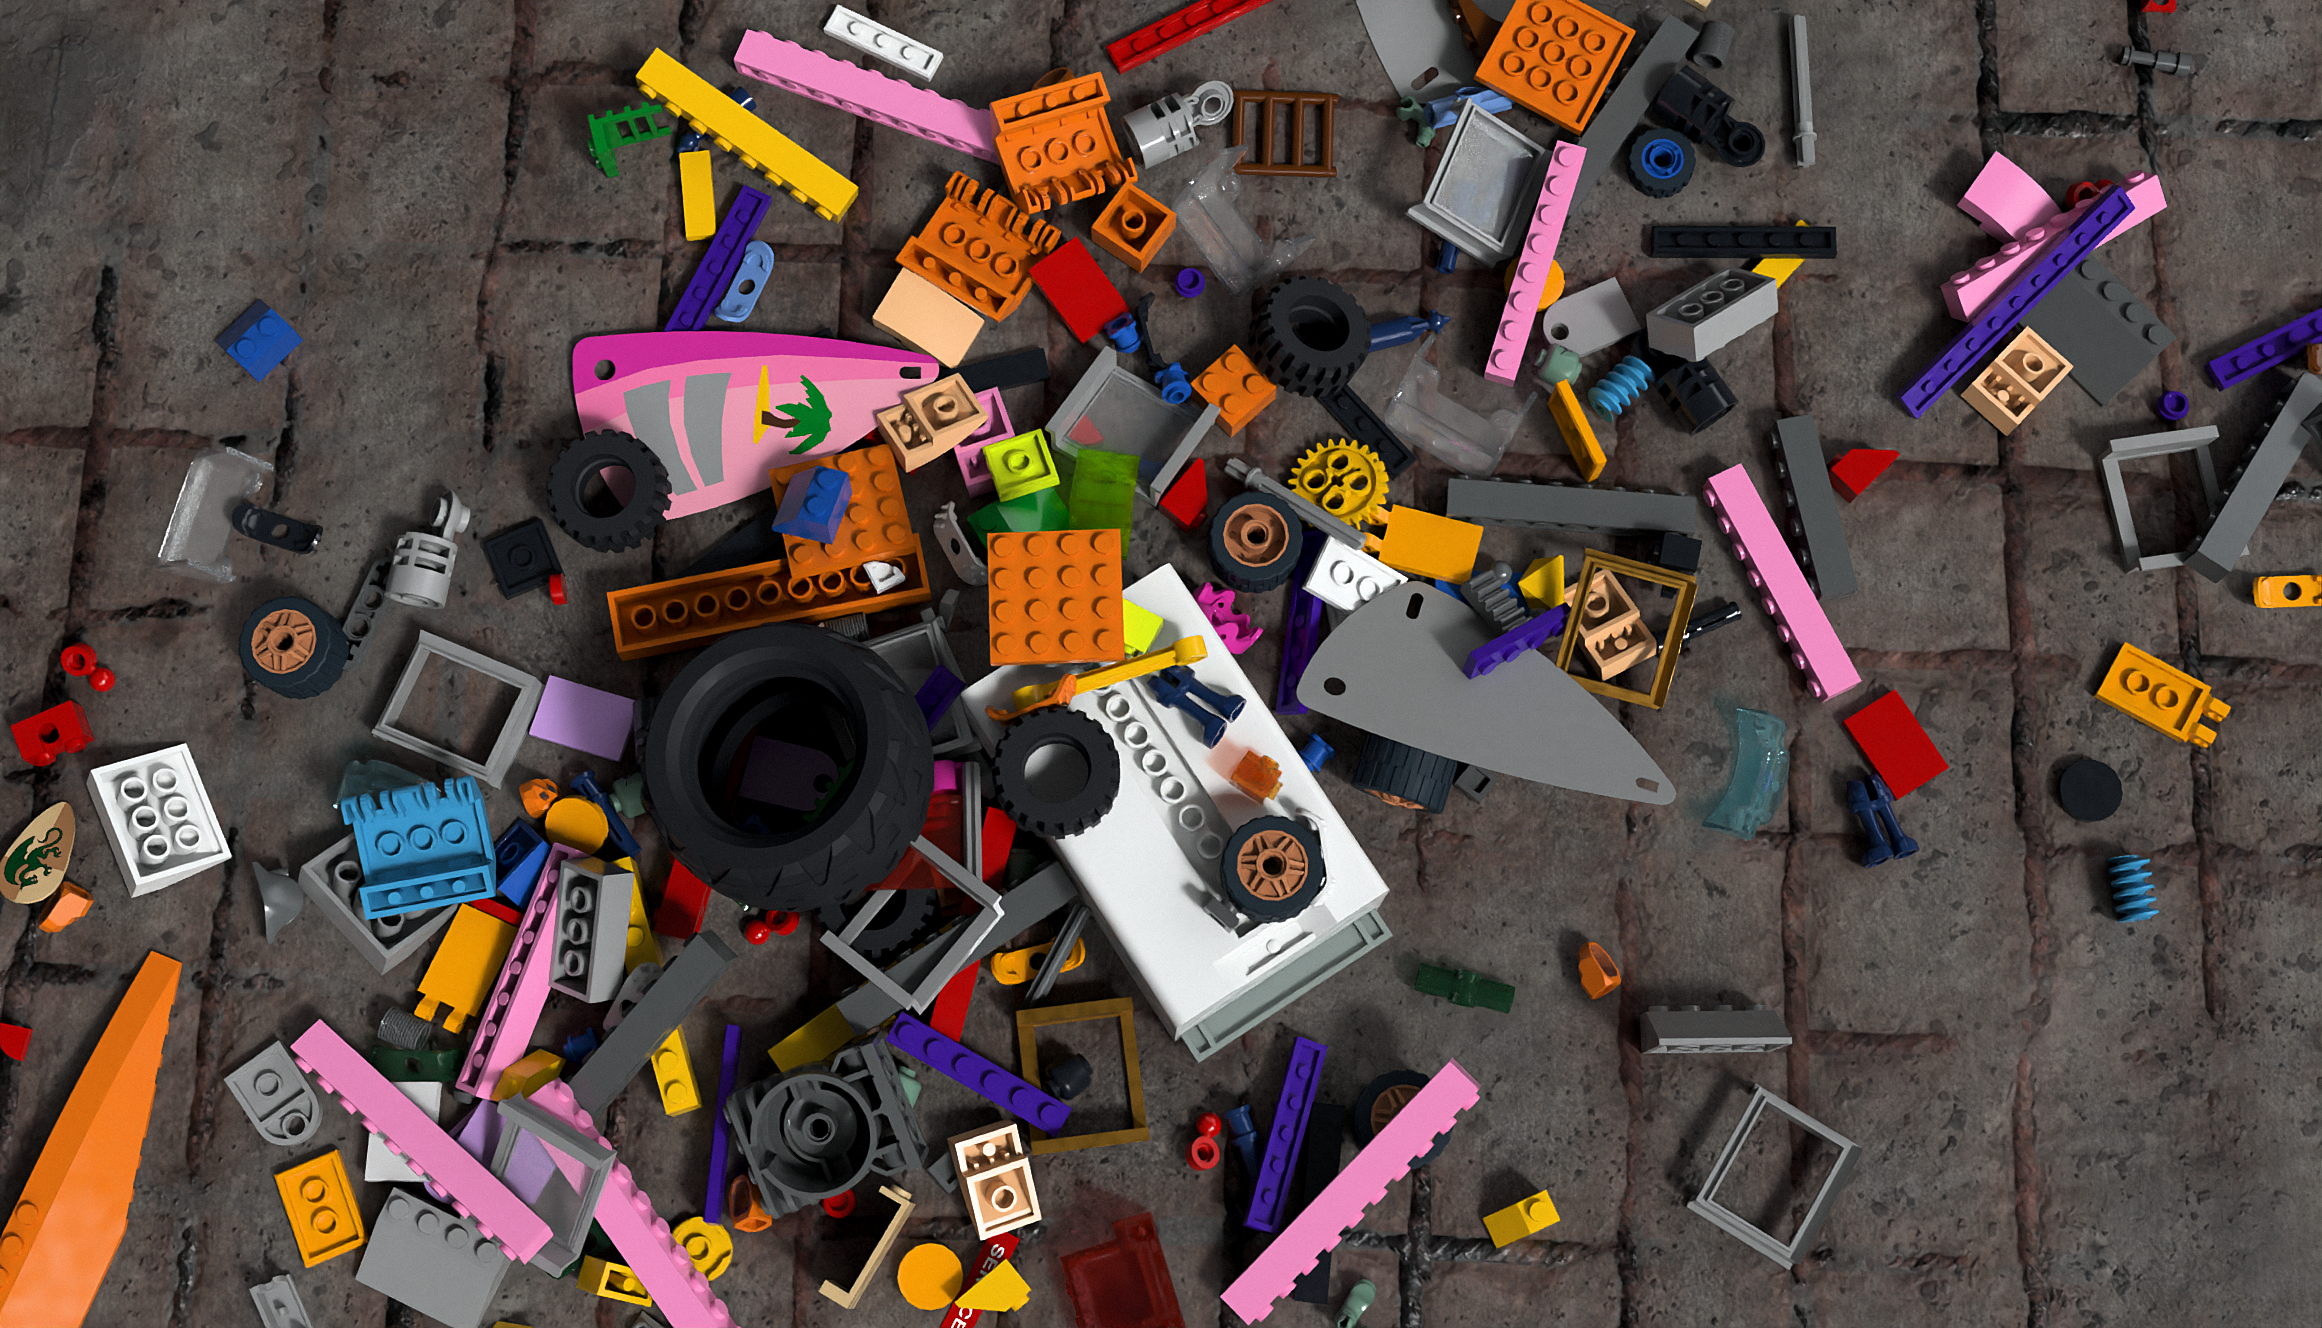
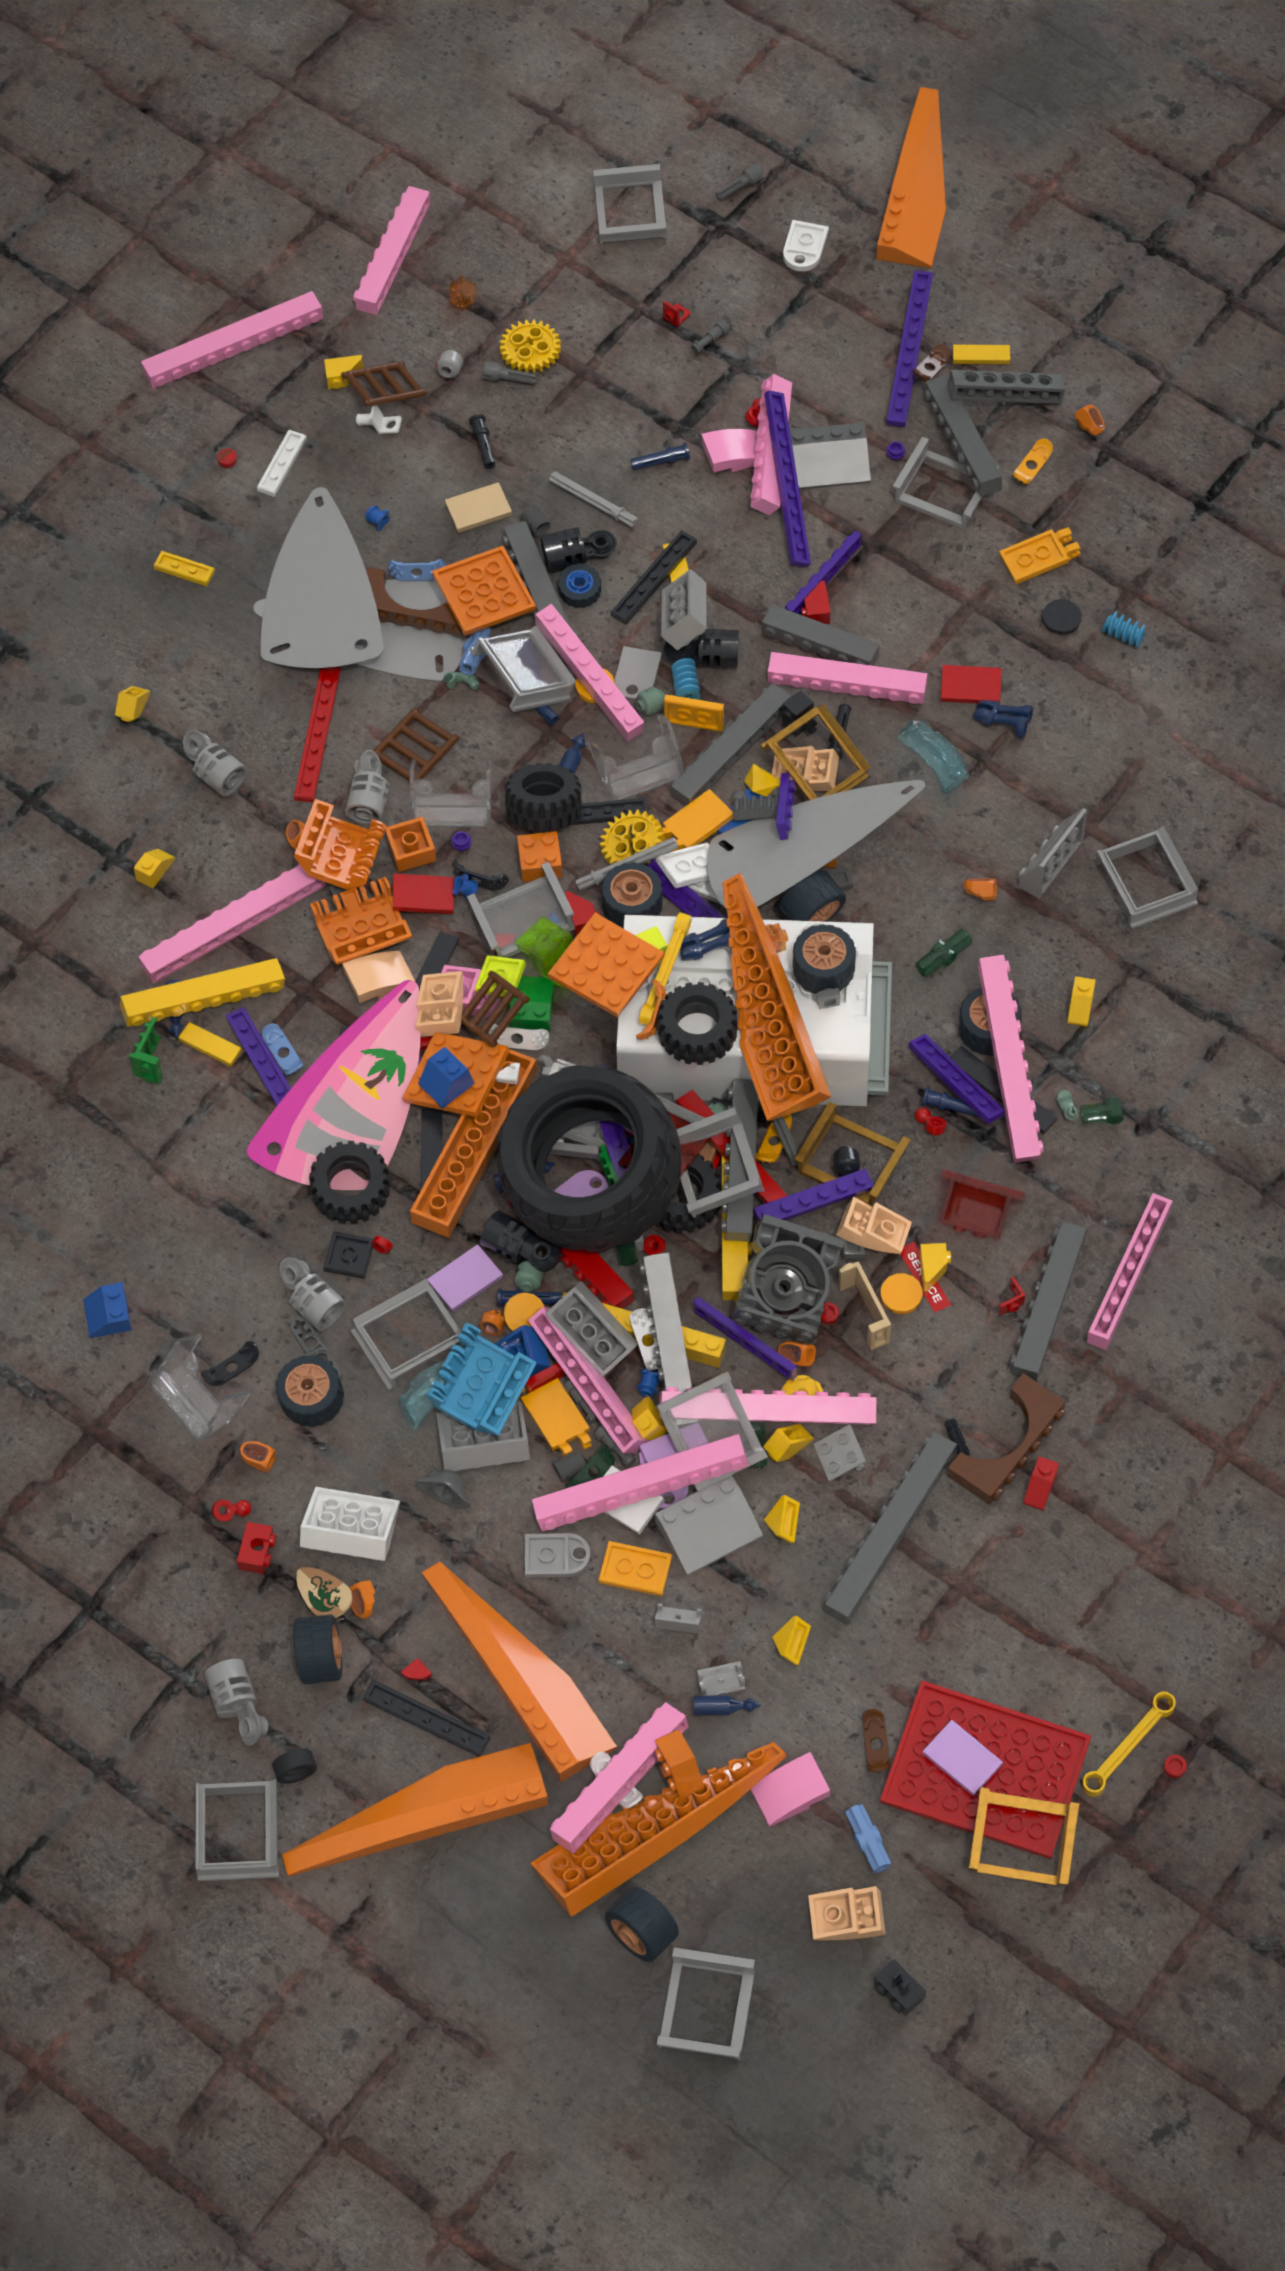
camera: 50 degrees left, 15 degrees down
(174, 648) = (258, 1455): none -> rock
(883, 43) = (198, 902): white tile -> none
(983, 500) = (512, 992): none -> reddish brown bar
(1134, 861) = (769, 1017): none -> orange wedge
(1174, 383) = (514, 879): blue brick -> none
(1921, 447) = (827, 570): none -> dark purple plate
(1939, 135) = (669, 455): none -> dark blue pin
(2017, 381) = (827, 508): light nougat slope -> none

